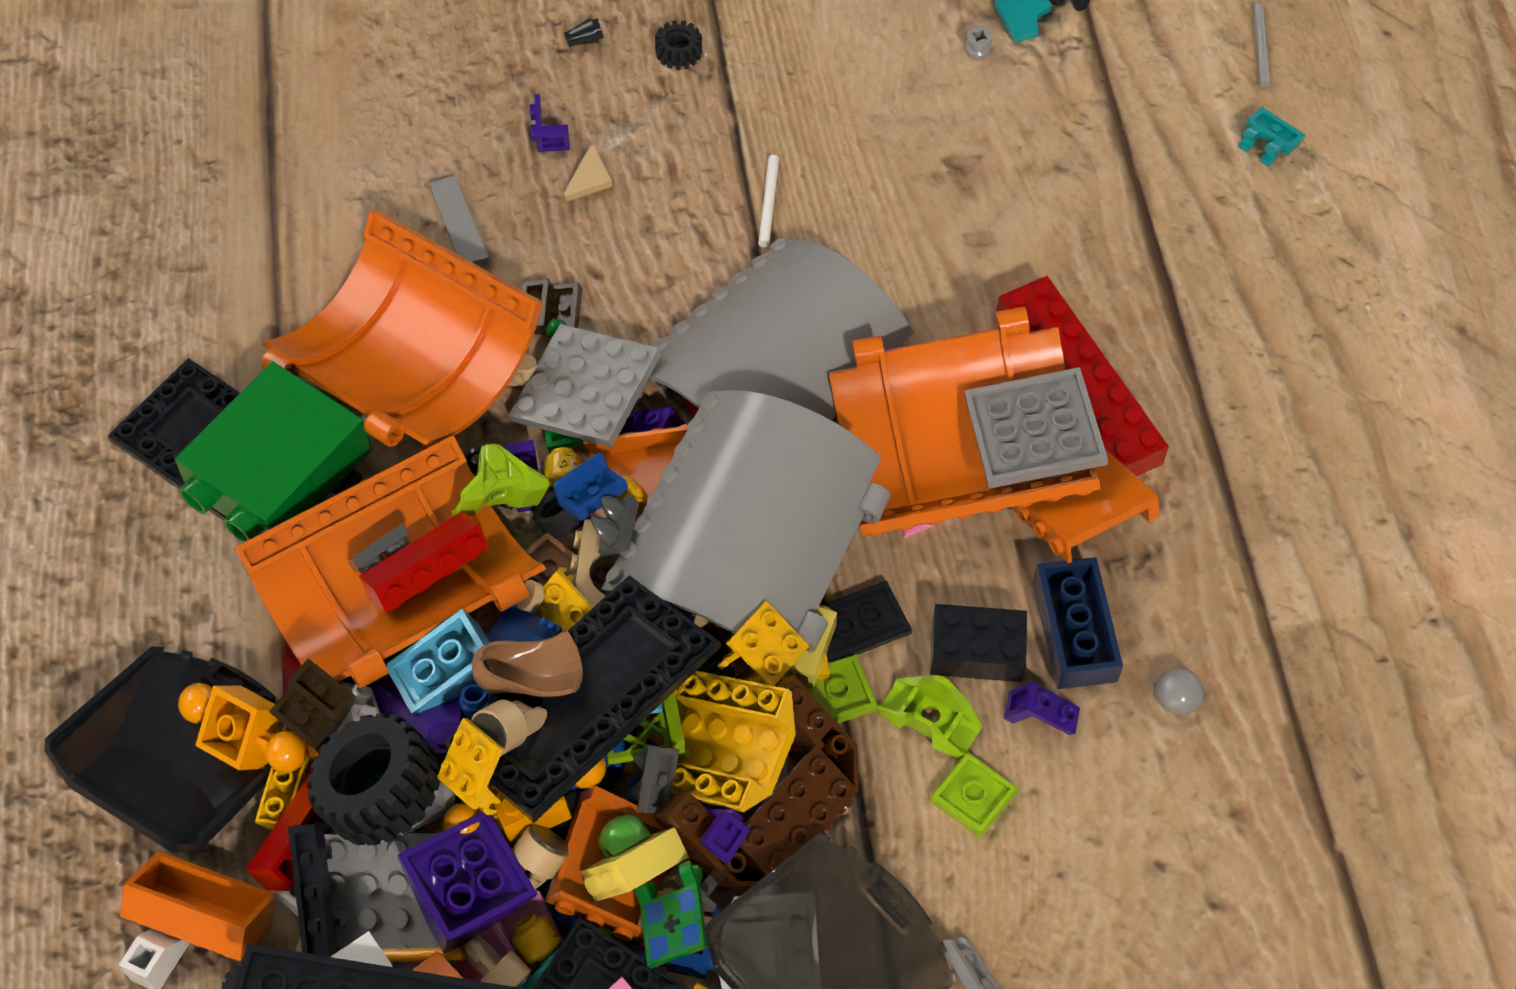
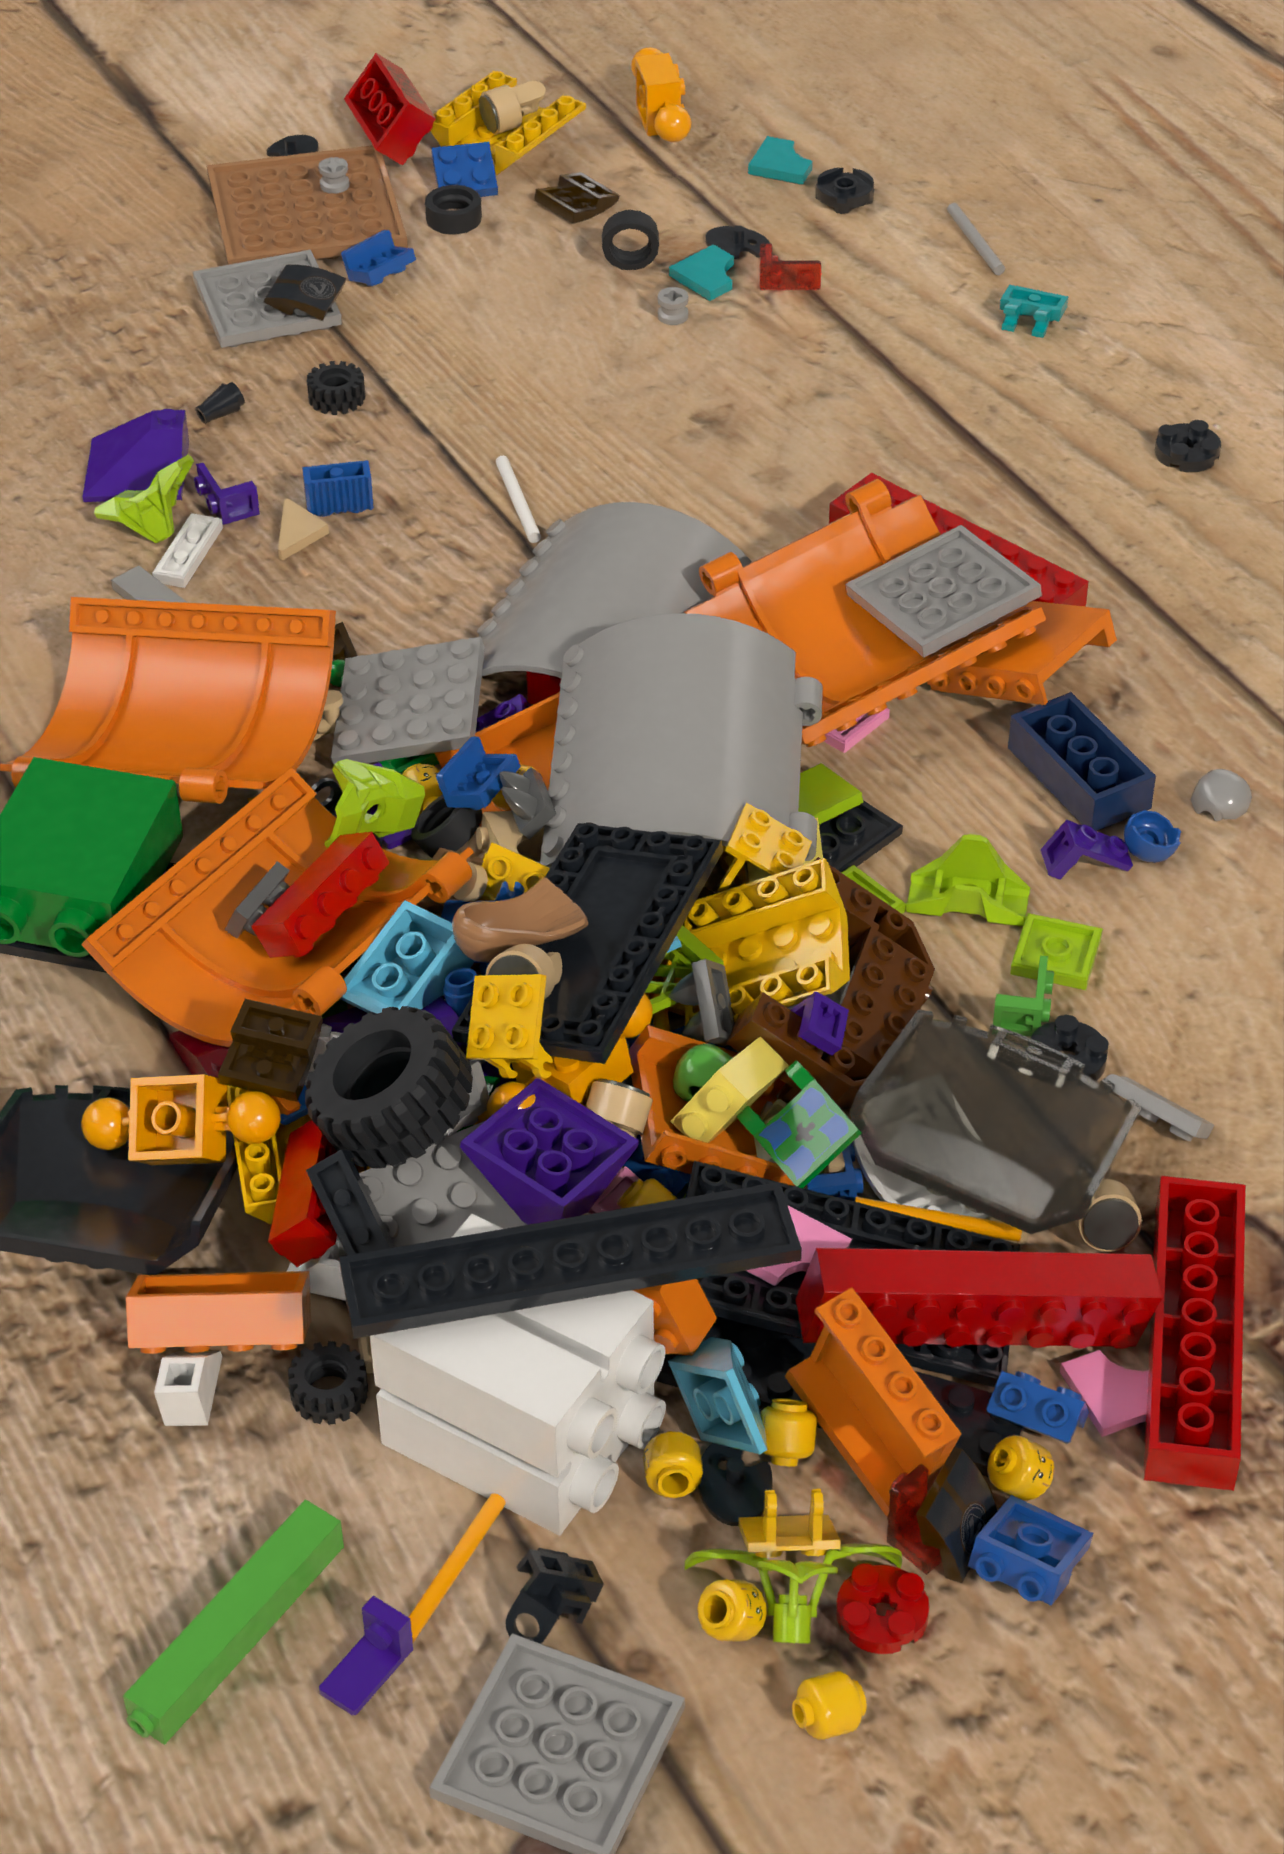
camera: 20 degrees left, 15 degrees down
(479, 121) = (149, 510): none -> lime piece
(499, 170) = (187, 550): none -> white tile
(501, 71) = (135, 453): none -> dark purple slope
(631, 150) = (338, 488): none -> blue brick
(857, 581) = (826, 793): none -> lime tile
(910, 848) = (1025, 1013): none -> bright green bracket
(948, 884) = (1079, 1038): none -> black plate
(978, 642) = (989, 802): black brick -> none
(1084, 39) = (787, 274): none -> clear red bracket
(1099, 714) = (1151, 836): none -> blue hair
(1334, 309) = (1188, 445): none -> black plate

